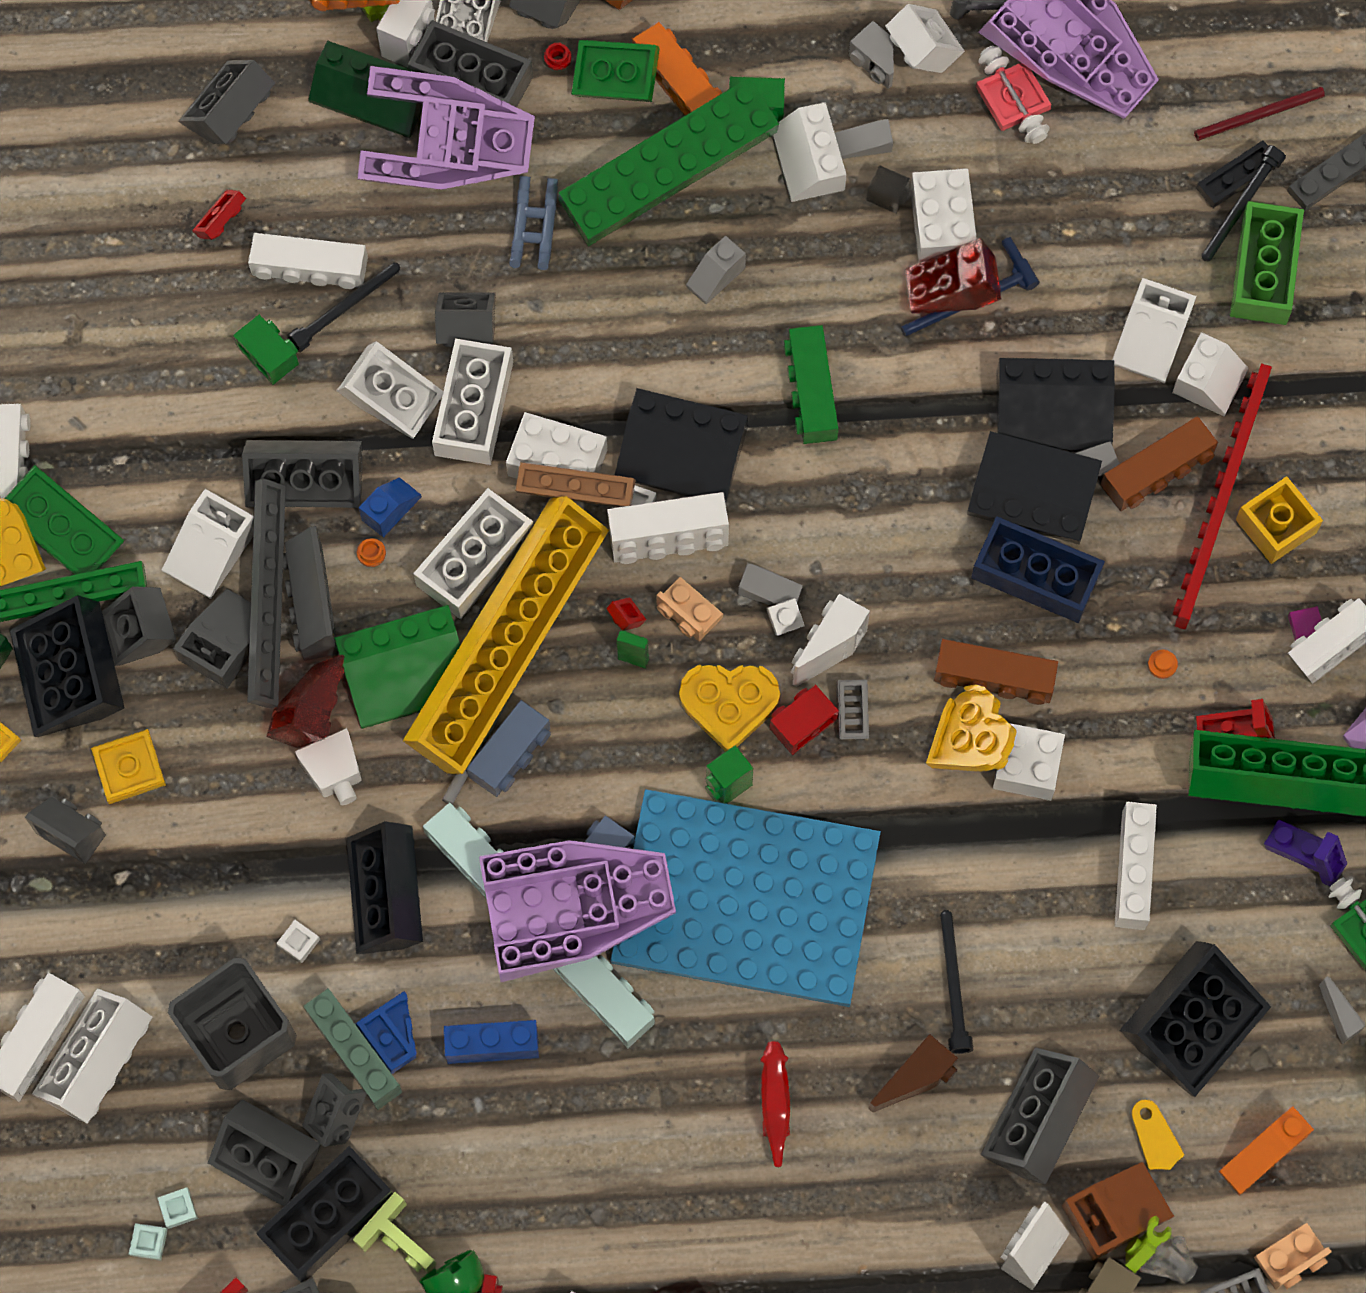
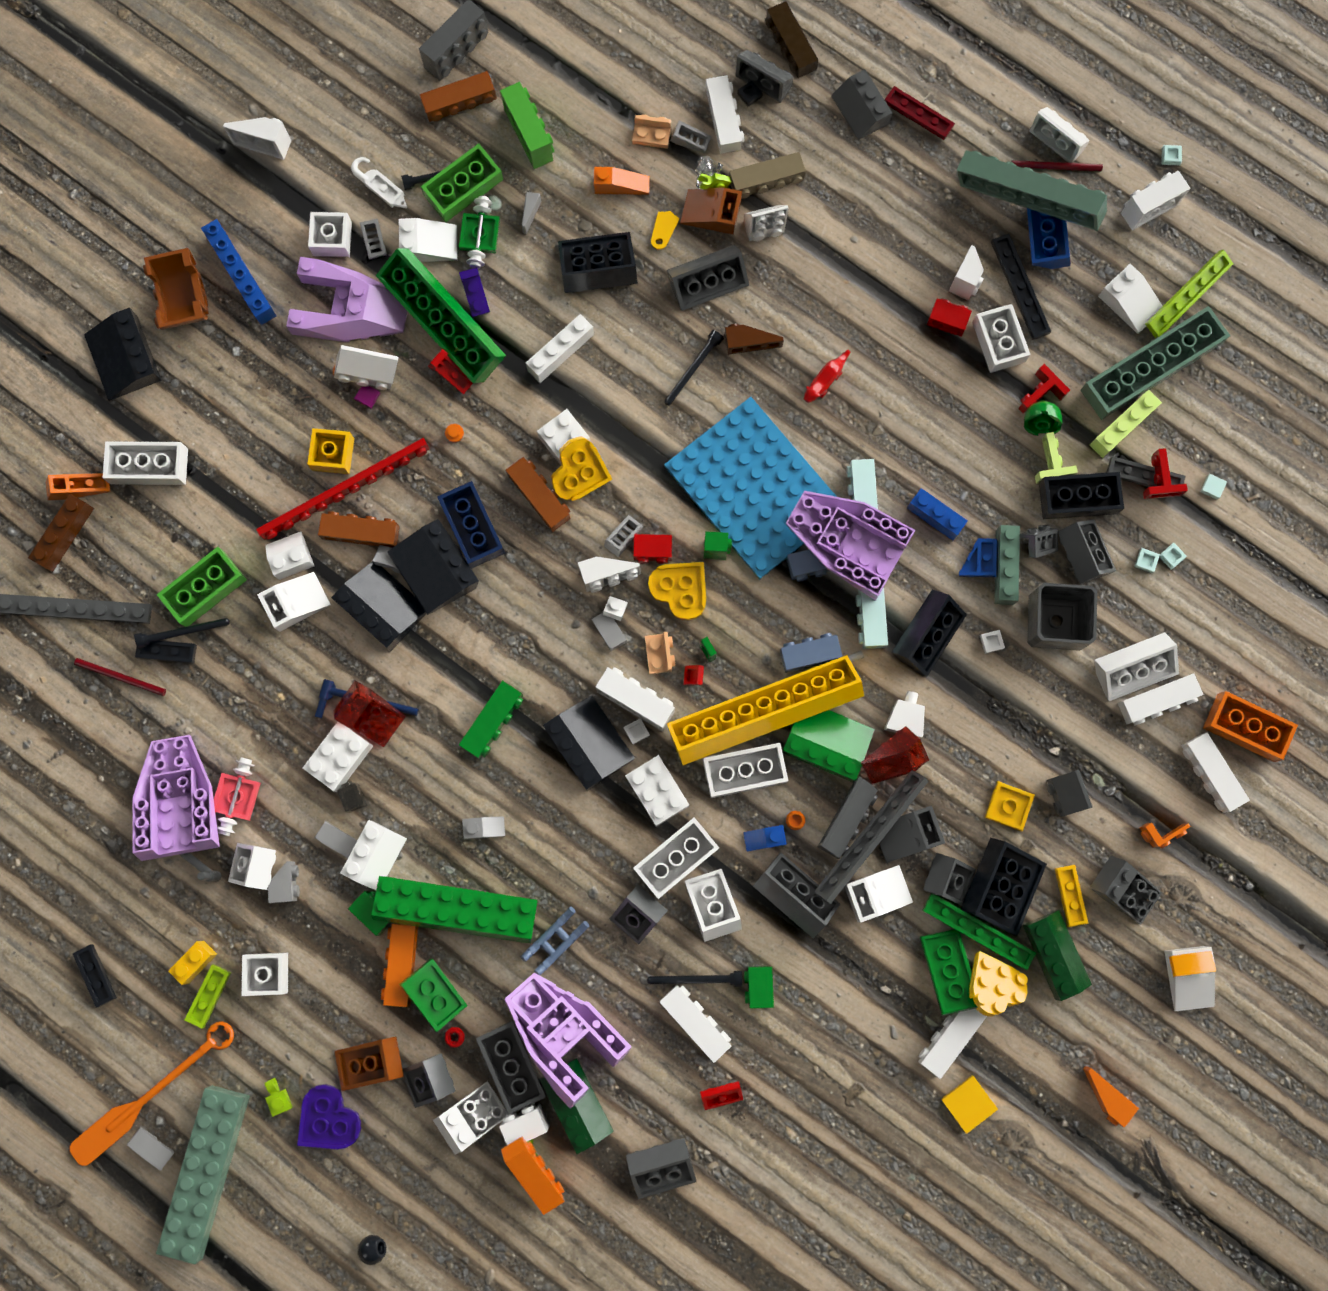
camera: 140 degrees left, 10 degrees up
(575, 484) = (666, 757): medium nougat plate -> none

